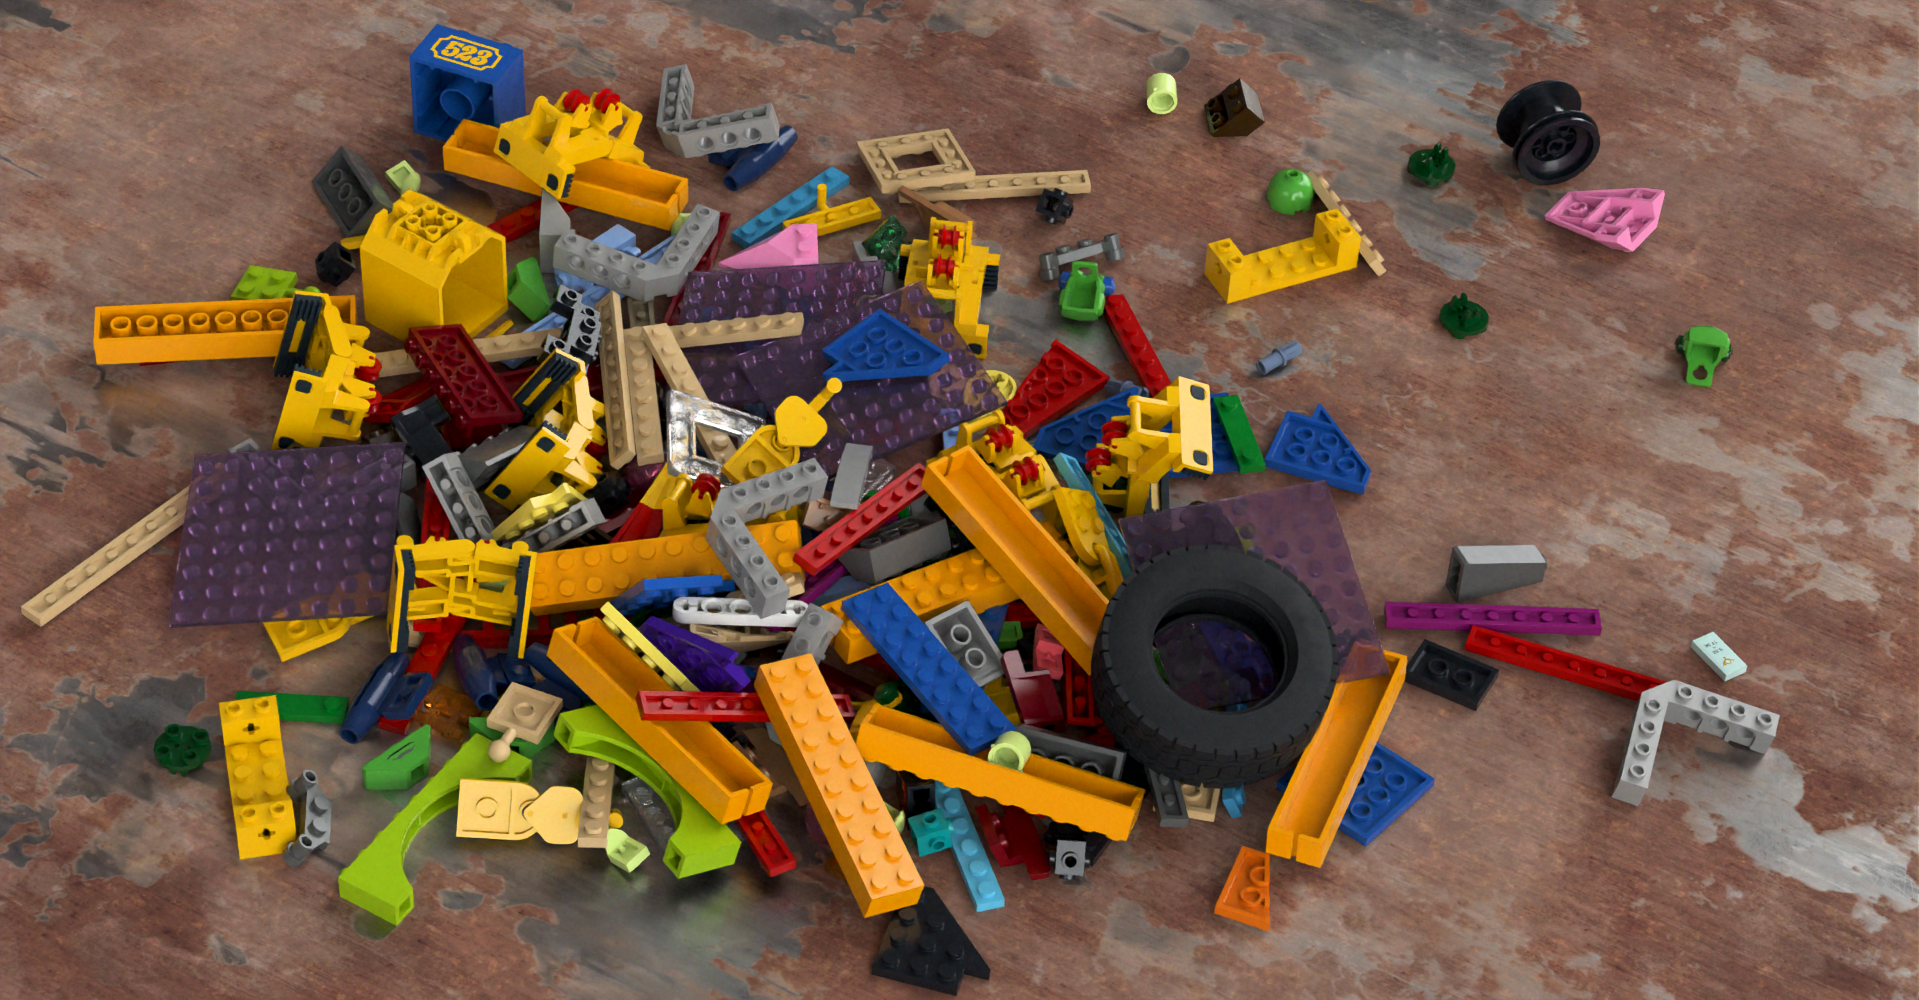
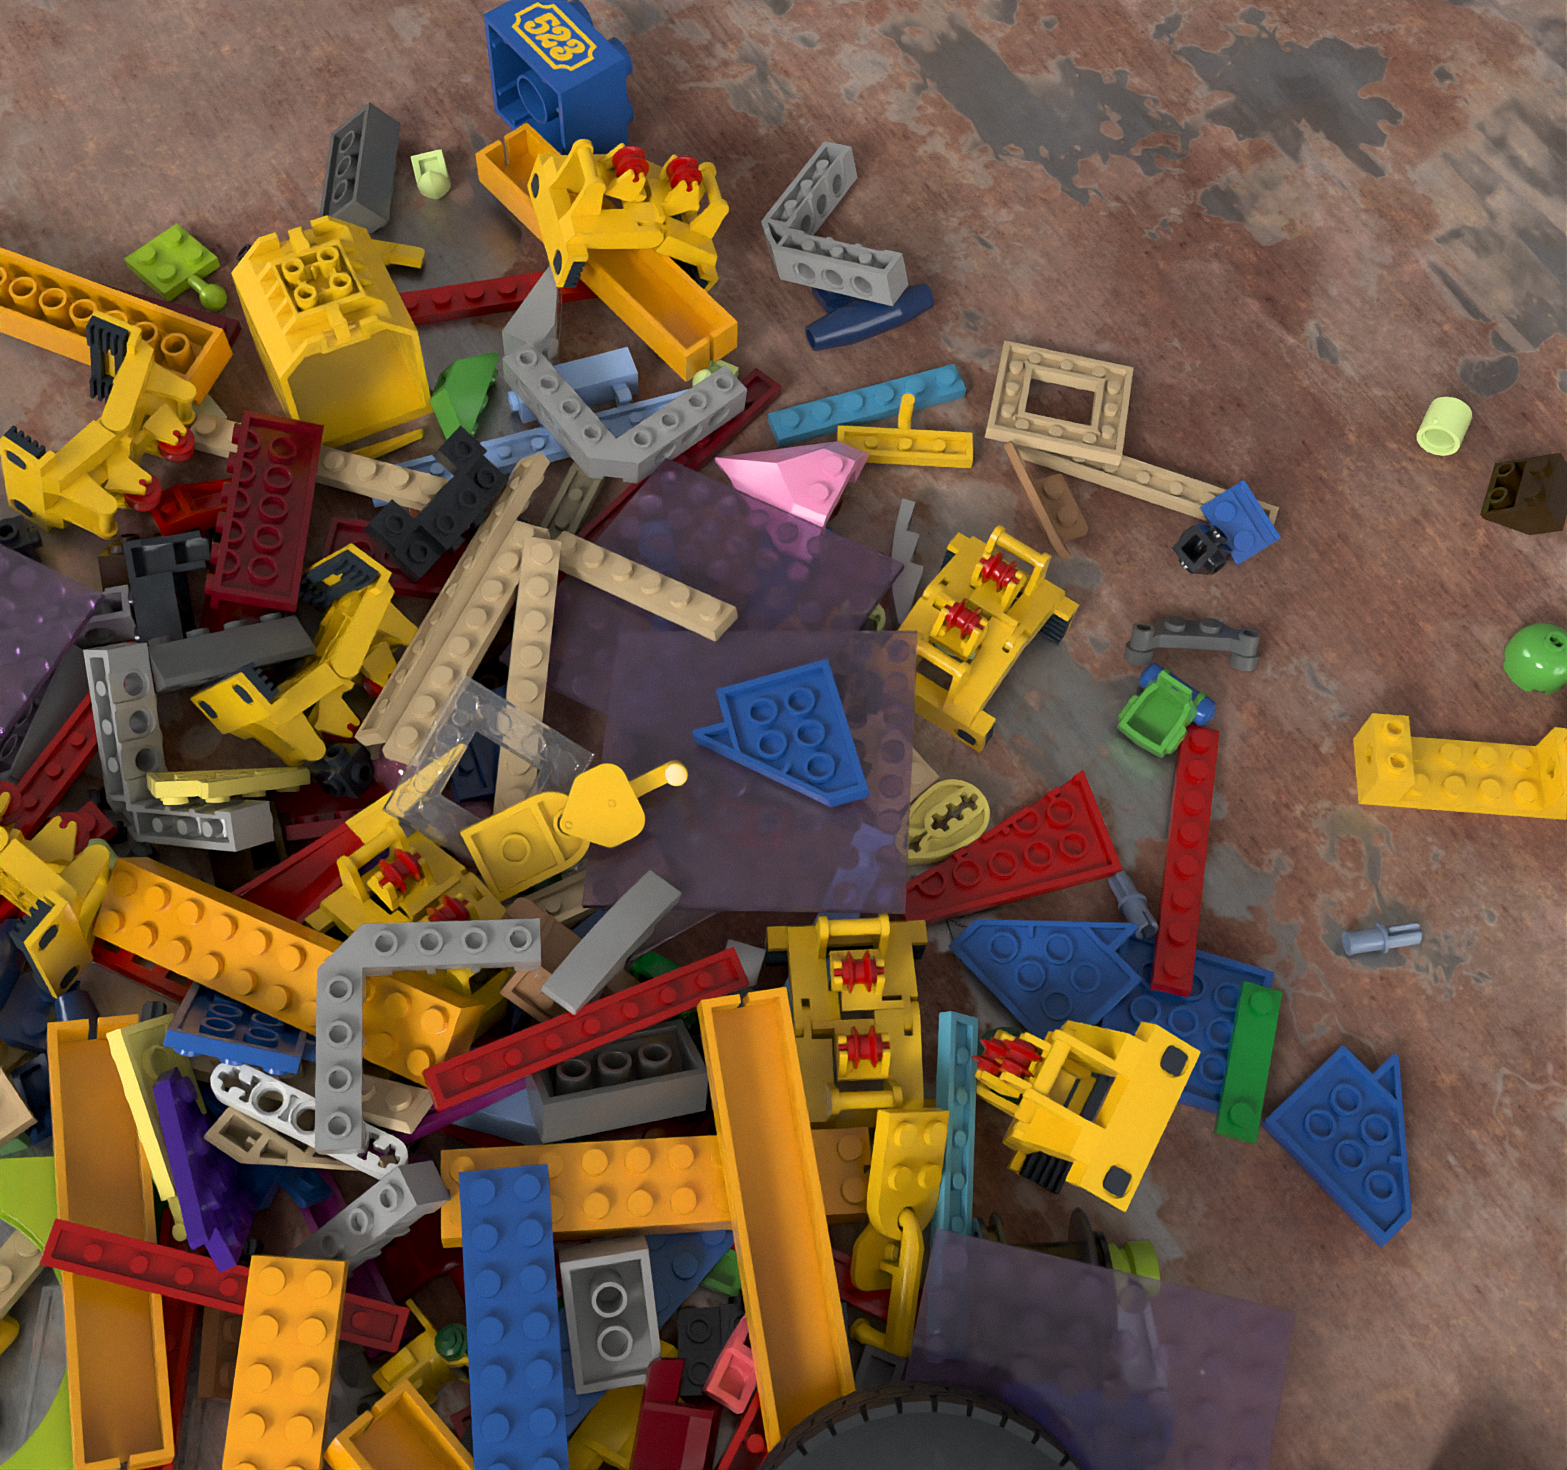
camera: 25 degrees right, 20 degrees up
(884, 240) = (944, 512): clear green plate -> none
(1071, 180) = (1242, 521): none -> blue plate

